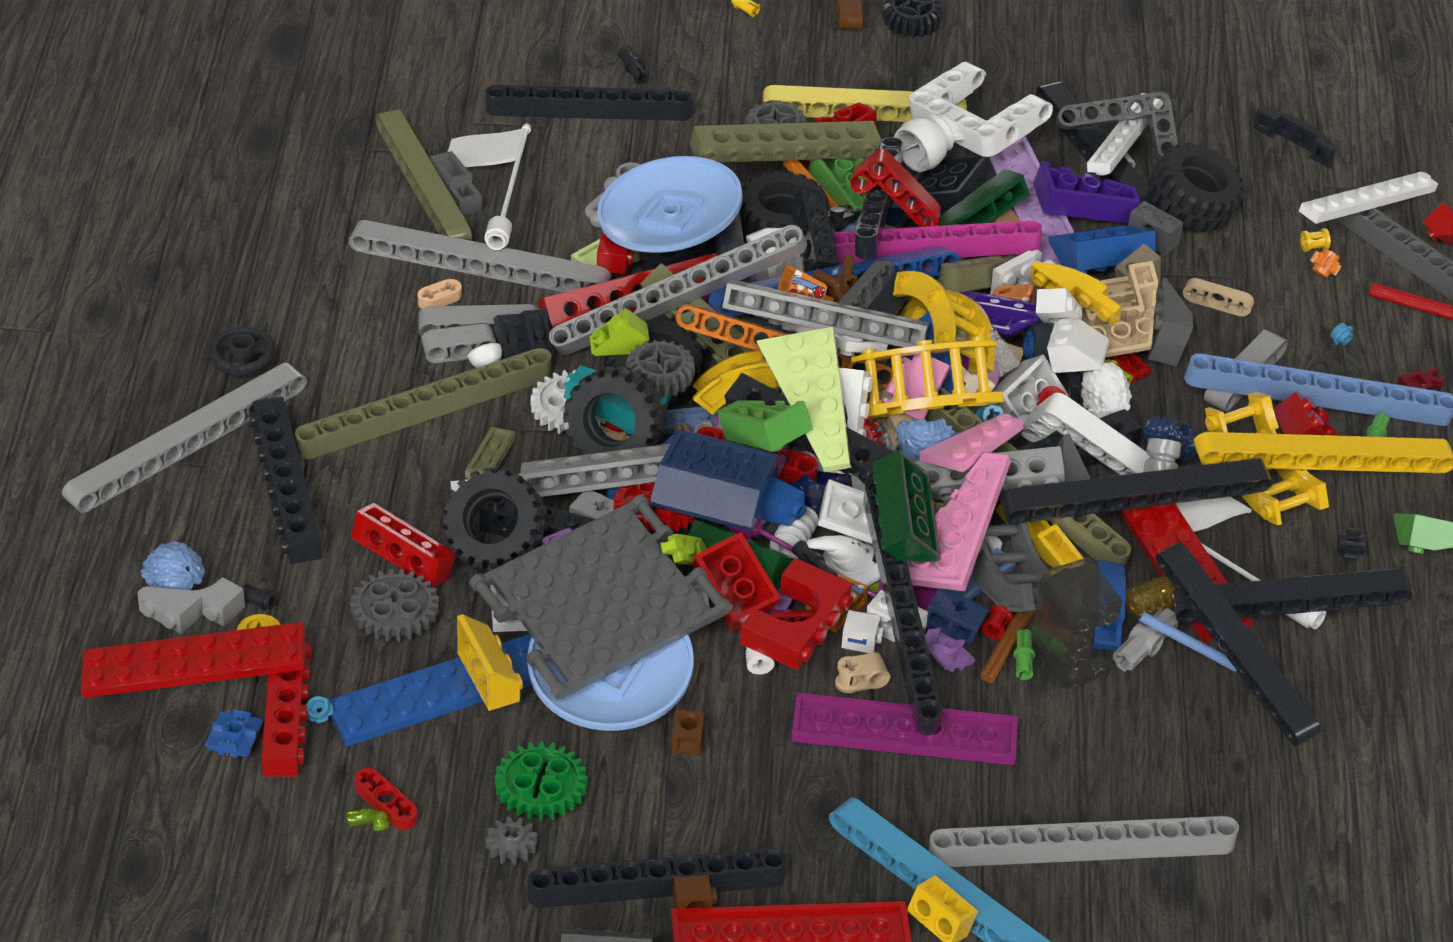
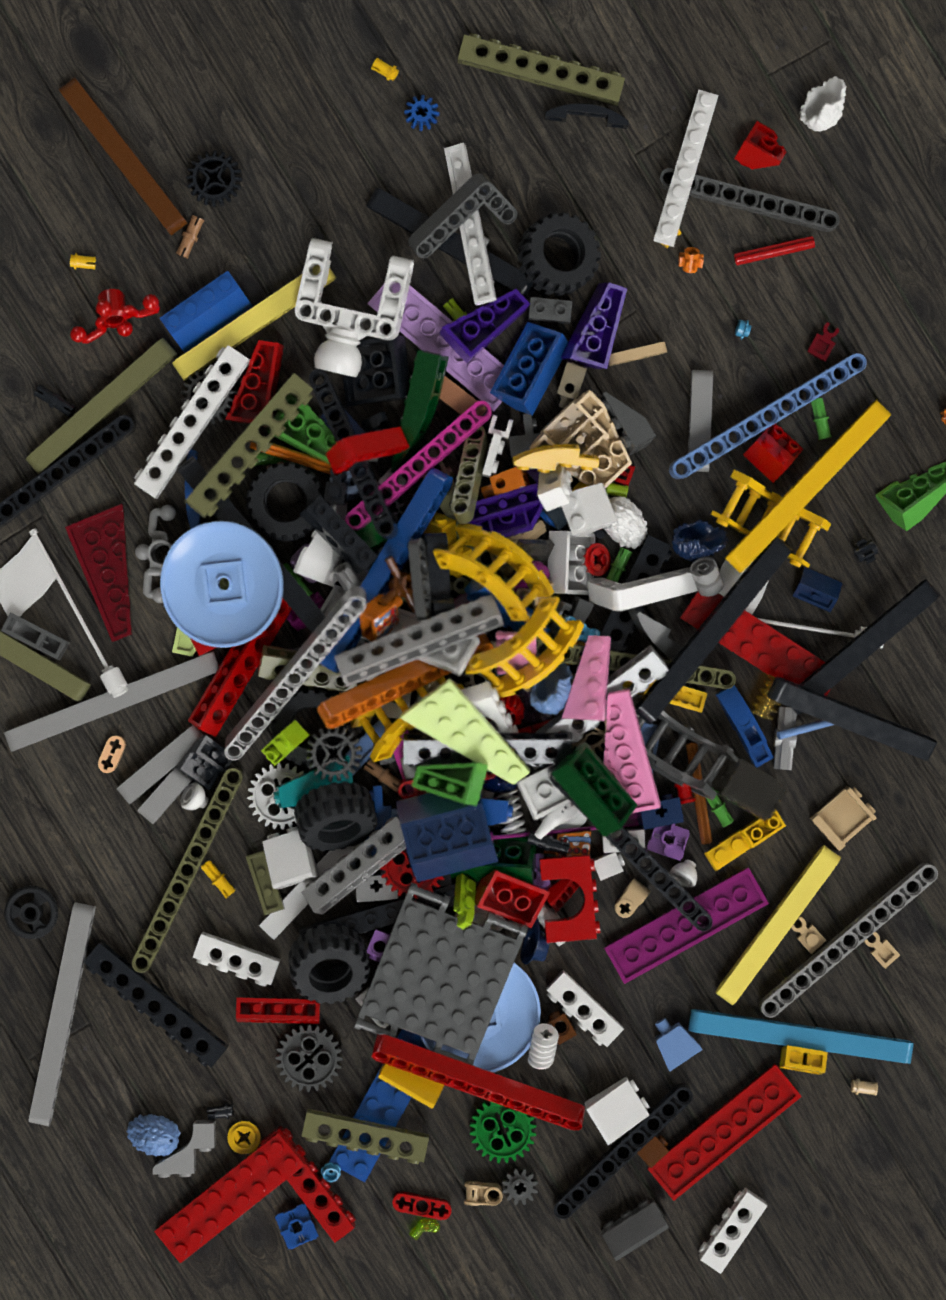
camera: 30 degrees left, 45 degrees up
(390, 687) = (356, 1127): none -> olive brick
(402, 489) = (208, 942): none -> white brick
(446, 428) = (218, 879): none -> yellow axle
(463, 824) = (481, 1193): none -> tan piece
(531, 439) = (289, 859): none -> white slope
(558, 709) = (478, 1082): none -> red beam
(568, 174) = (103, 558): none -> dark red wing
(654, 723) = (543, 1046): none -> white piece
(684, 825) = (617, 1109): none -> white slope
(702, 84) = (101, 406): none -> olive beam
(723, 648) = (534, 945): none -> dark blue piece
(728, 732) = (564, 983): none -> white brick
(730, 36) = (114, 314): none -> red wheel
(785, 106) = (203, 416): none -> white brick
(804, 820) = (675, 1044): none -> medium blue torso
(826, 70) = (206, 312): none -> blue slope
(856, 35) = (190, 236): none -> medium nougat pin
(945, 680) = (685, 873): none -> white brick
(1009, 785) = (778, 925): none -> light yellow beam
(1035, 812) = (809, 937): none -> tan plate
(1040, 695) = (743, 840): none -> yellow slope
(1116, 878) = (882, 951): none -> tan plate
(1131, 31) = (385, 69): none -> yellow pin
(1140, 64) = (425, 106): none -> blue gear
(1161, 739) = (843, 817): none -> tan panel
(1196, 252) = (597, 328): none -> dark purple wedge
(1272, 549) = (818, 589): none -> dark blue panel
(1273, 88) = (509, 68): none -> olive brick

